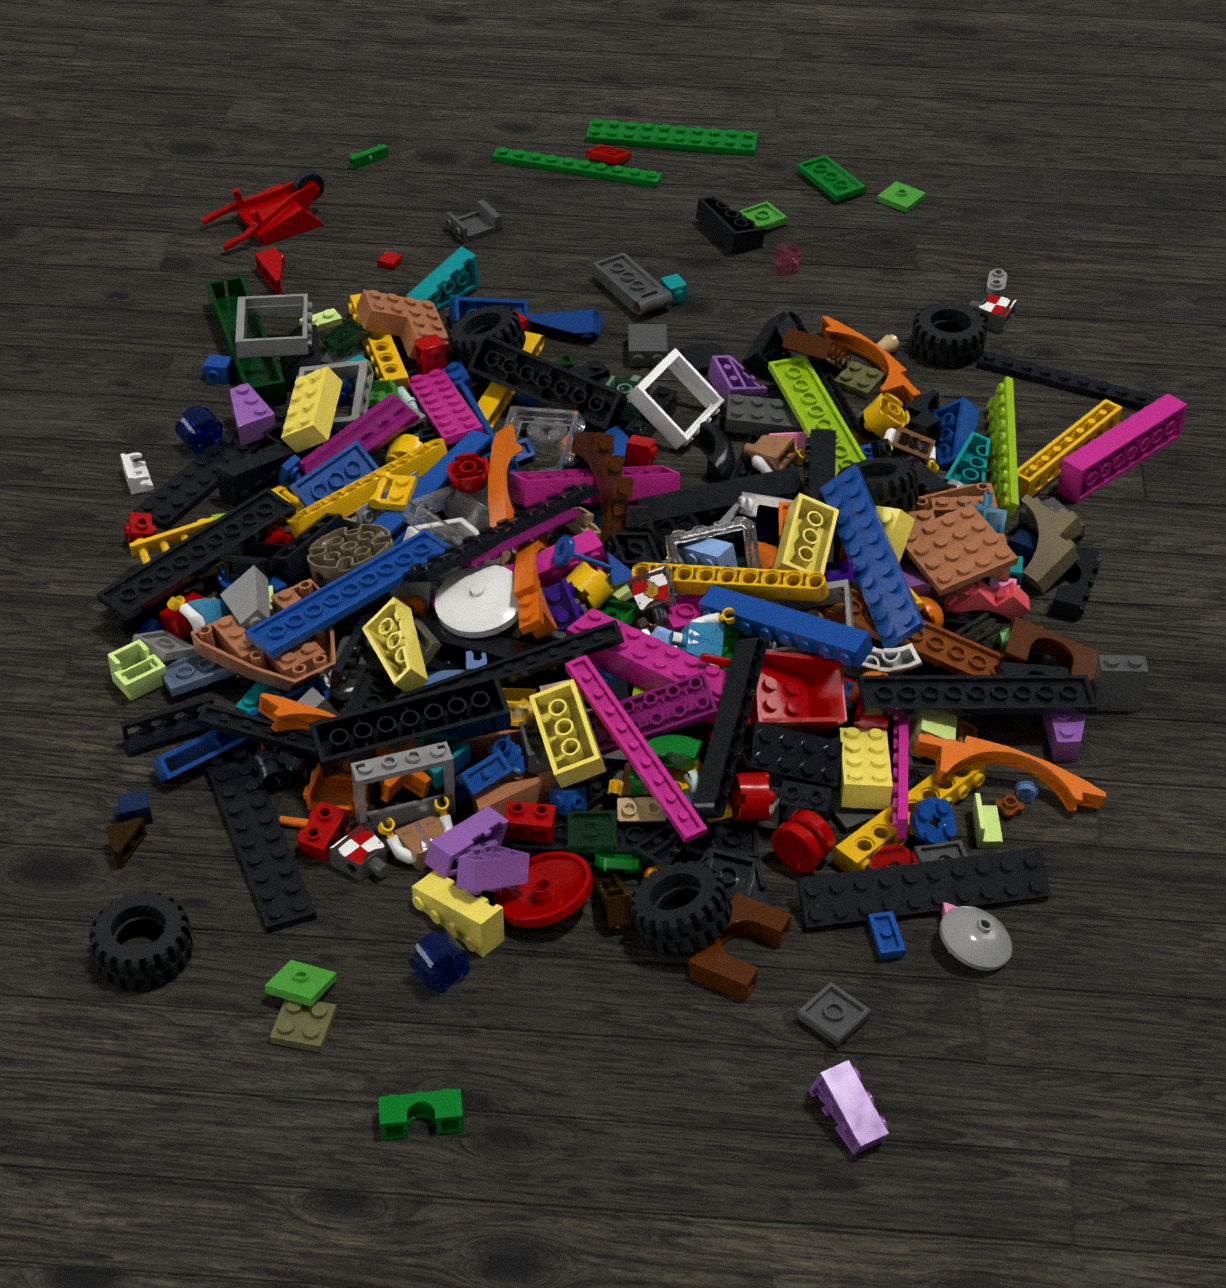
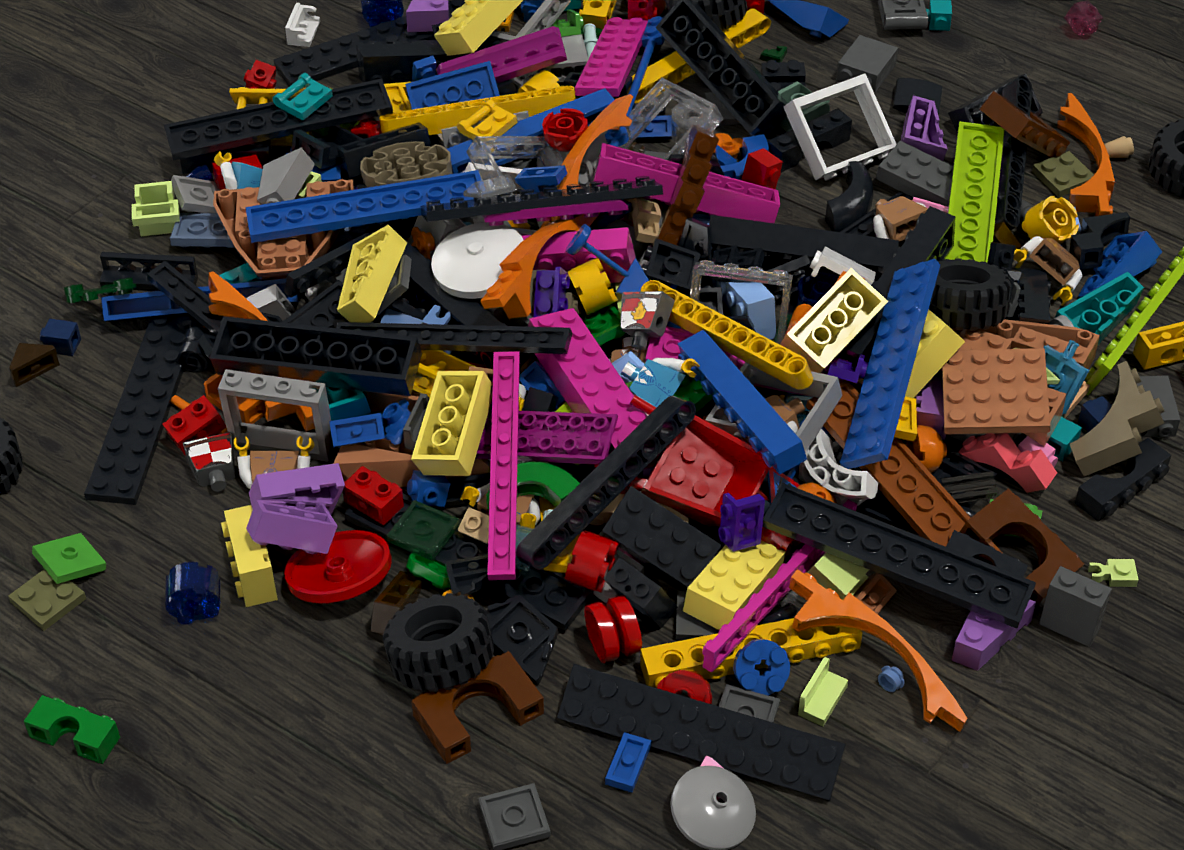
camera: 30 degrees right, 5 degrees up
(145, 756) = (76, 292): none -> dark green plant
(217, 528) = (306, 101): none -> teal plate
(456, 537) = (491, 187): none -> clear slope
(481, 516) = (540, 177): none -> blue slope
(849, 716) = (741, 521): none -> dark purple bracket
(1009, 806) = (863, 692): dark orange plate -> none
(1120, 647) = (1118, 572): none -> yellowish green plate

